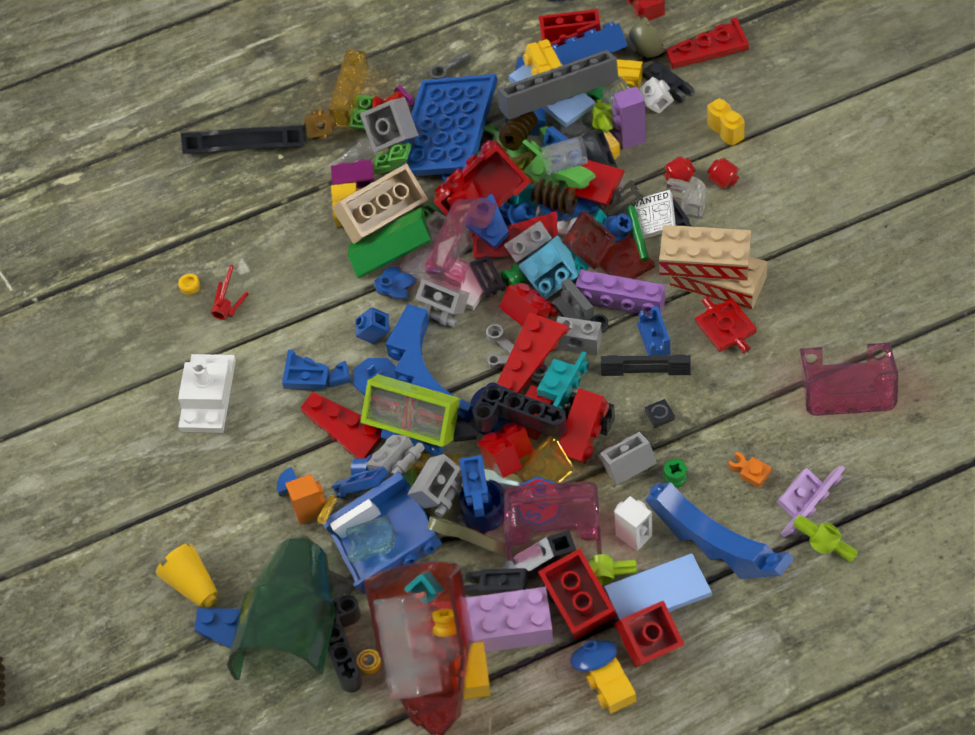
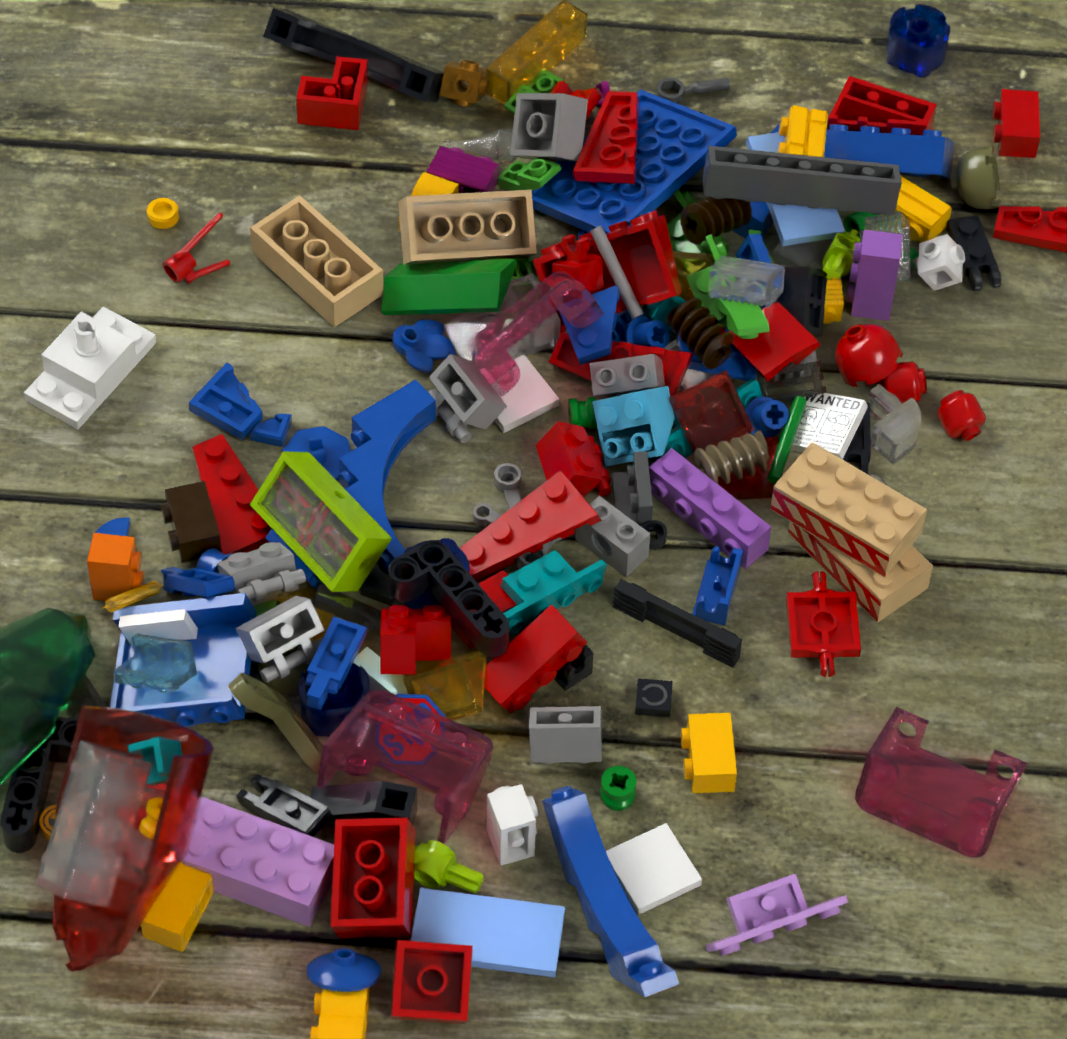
camera: 20 degrees right, 0 degrees up
(250, 170) = (336, 100): none -> red brick
(302, 265) = (317, 261): none -> tan brick
(331, 449) = (192, 521): none -> dark brown brick
(372, 325) = (352, 384): blue brick -> none
(430, 118) = (612, 142): none -> red wing
(456, 451) = (347, 608): none -> clear smoke tile
(485, 186) = (616, 272): none -> light grey bar
(492, 289) = (545, 416): black tile -> none
(618, 257) = (733, 457): none -> dark tan piece
(651, 165) = (866, 354): none -> red cylinder
(713, 427) = (710, 753): none -> yellow brick
(725, 122) = (1013, 346): yellow brick -> none
(725, 505) = (653, 868): none -> white tile
(751, 471) = (724, 840): orange plate -> none
(825, 538) = (756, 982): lime axle -> none

